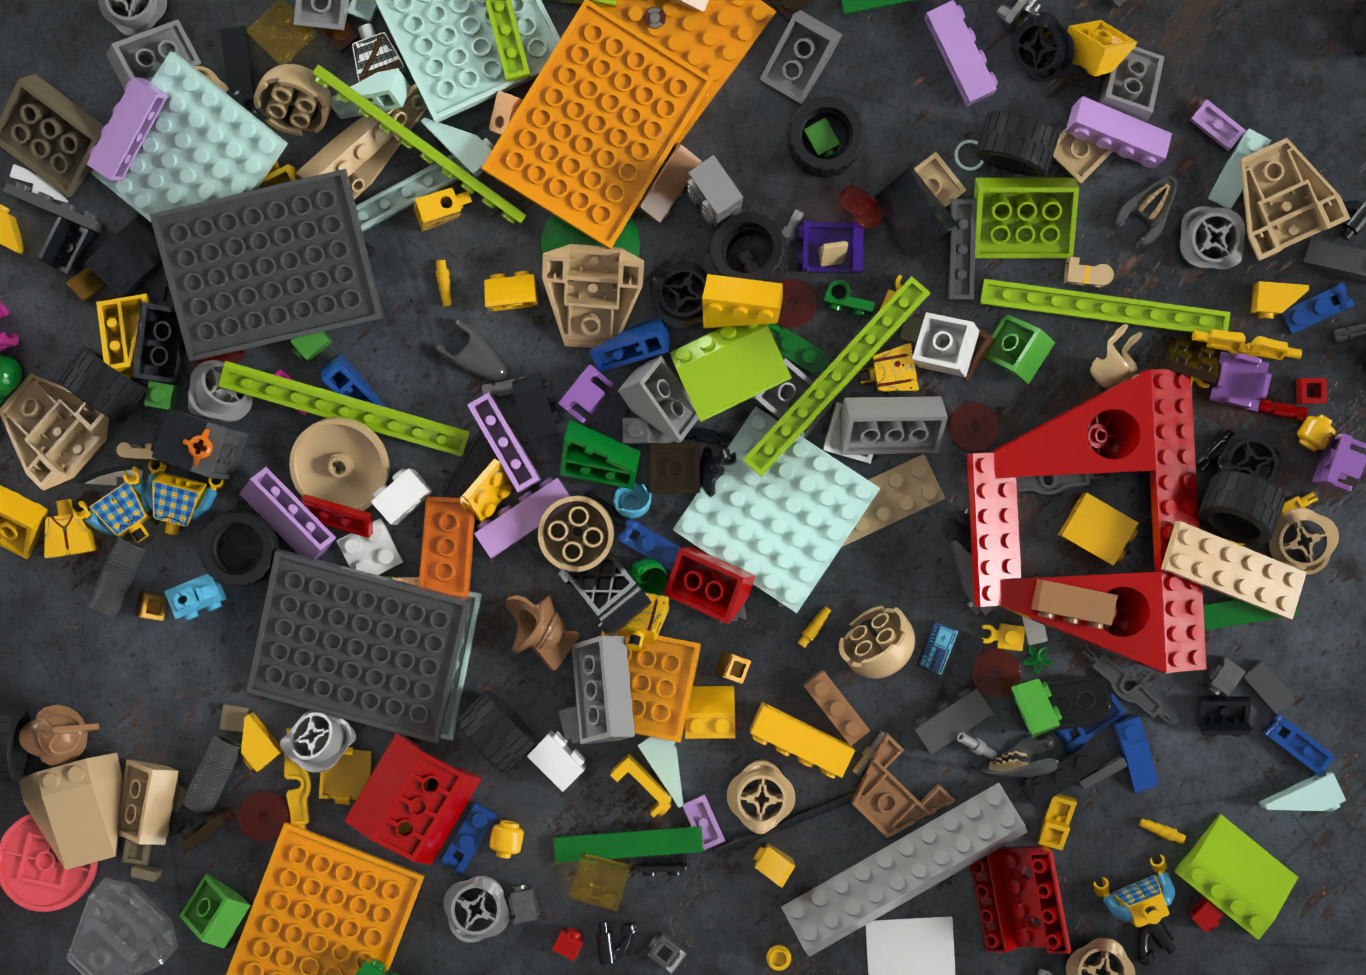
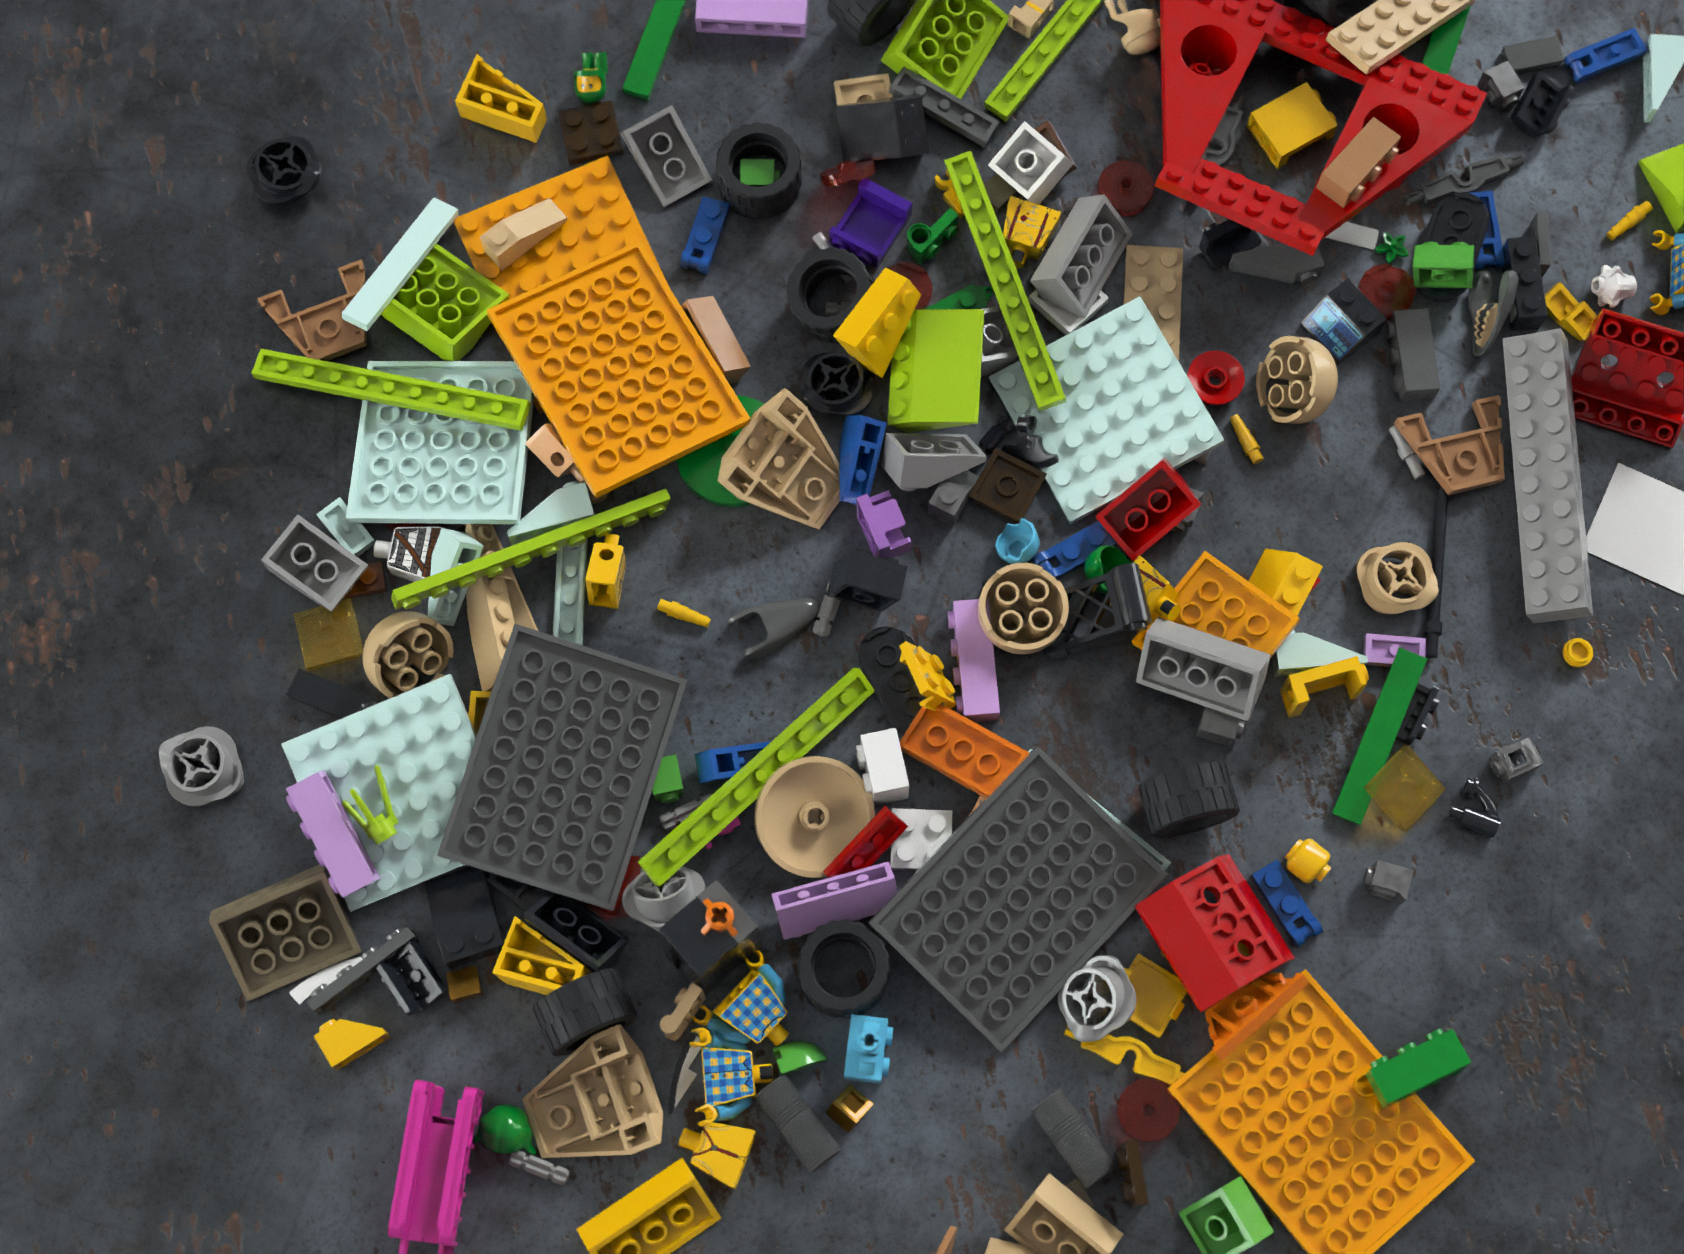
camera: 60 degrees left, 15 degrees down
(145, 52) = (263, 783): light grey slope -> none
(151, 159) = (376, 827): none -> lime plant
(162, 395) = (632, 964): bright green brick -> none
(165, 549) = (798, 1056): none -> bright green brick
(233, 717) = (1022, 1083): dark tan tile -> none
(258, 744) = (1066, 1070): yellow slope -> none
(295, 370) = (670, 819): none -> light grey axle
(360, 852) = (1249, 1008): none -> orange wing
(453, 897) = (1391, 914): light grey piece -> none
(504, 442) = (886, 631): lavender brick -> none
(511, 292) = (735, 547): yellow slope -> none
(541, 630) = (1101, 704): medium nougat helmet -> none
(558, 760) = (1254, 756): white brick -> none
(568, 943) = (1455, 856): red plate -> none
(598, 457) = (955, 551): green wedge -> none
(654, 17) = (543, 266): clear smoke sticker -> none
(714, 192) = (755, 288): light grey brick -> none
(732, 667) = (1244, 540): pearl gold slope -> none
(753, 125) = (705, 235): none -> blue plate
(774, 864) = (1477, 599): yellow slope -> none
(802, 740) = (1359, 504): yellow brick -> none
(832, 253) = (877, 224): tan slope -> none
(836, 707) = (1342, 457): medium nougat brick -> none
(862, 579) = (1221, 367): none -> red dish
(957, 160) = (854, 71): light aqua piece -> none
(977, 746) = (1453, 343): light grey bar -> none
(1007, 637) = (1354, 263): yellow plate -> none
(1019, 348) = (1071, 105): bright green slope -> none
(1095, 845) = (1613, 286): none -> white rock
(1136, 752) = (1524, 198): blue slope -> none

